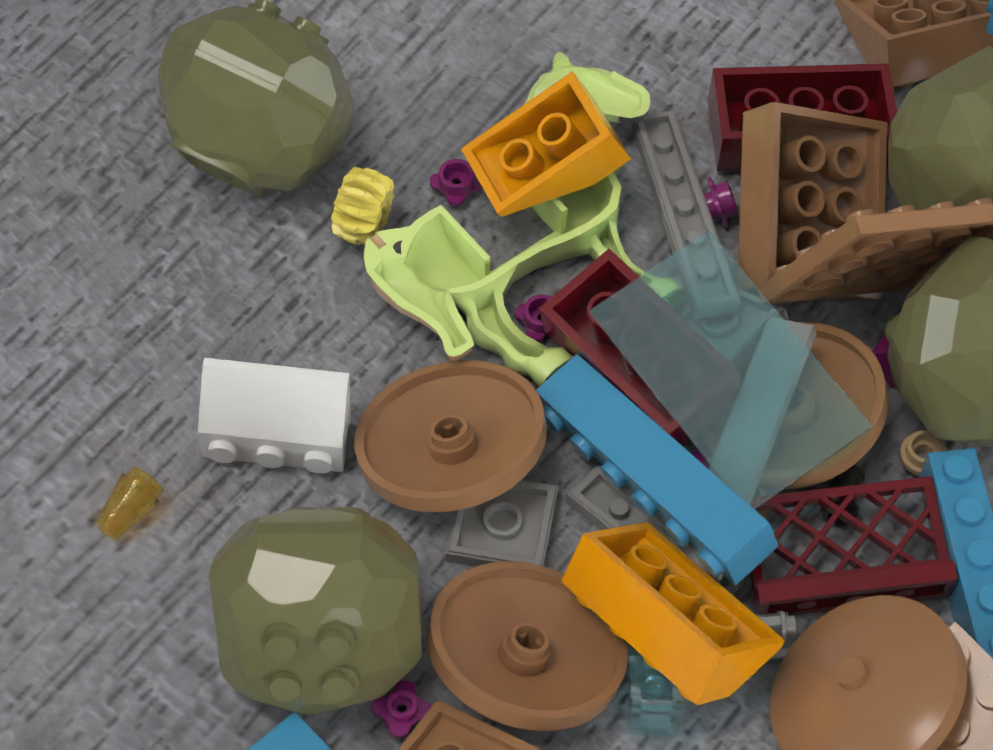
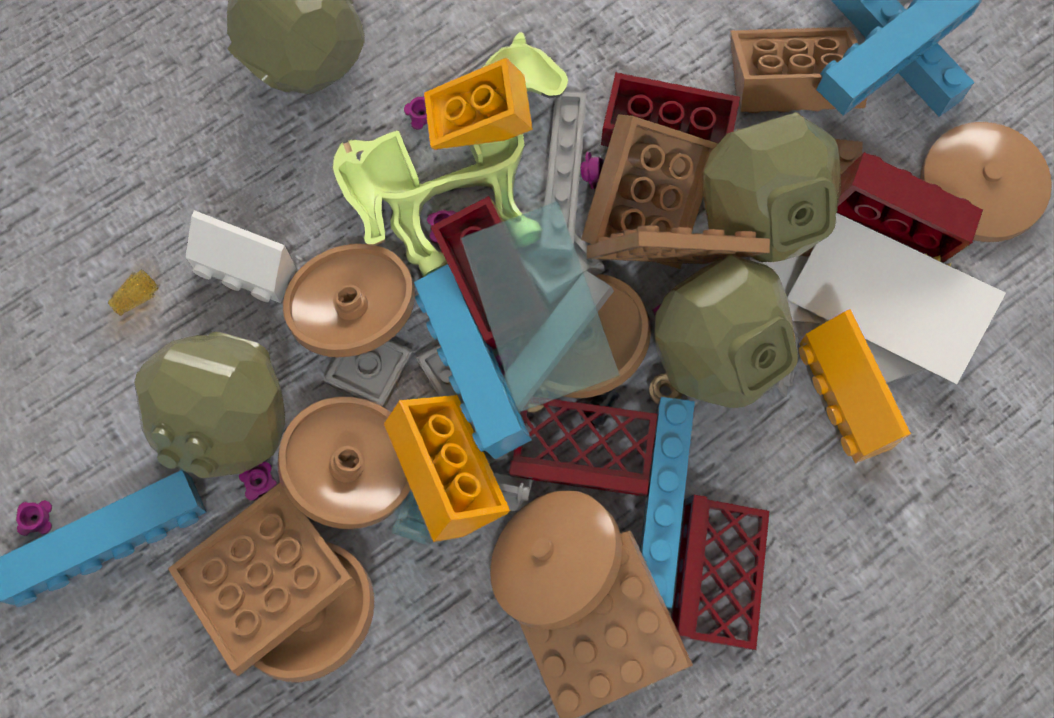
camera: 20 degrees right, 15 degrees up
(362, 205) = (347, 117): light yellow gear -> none

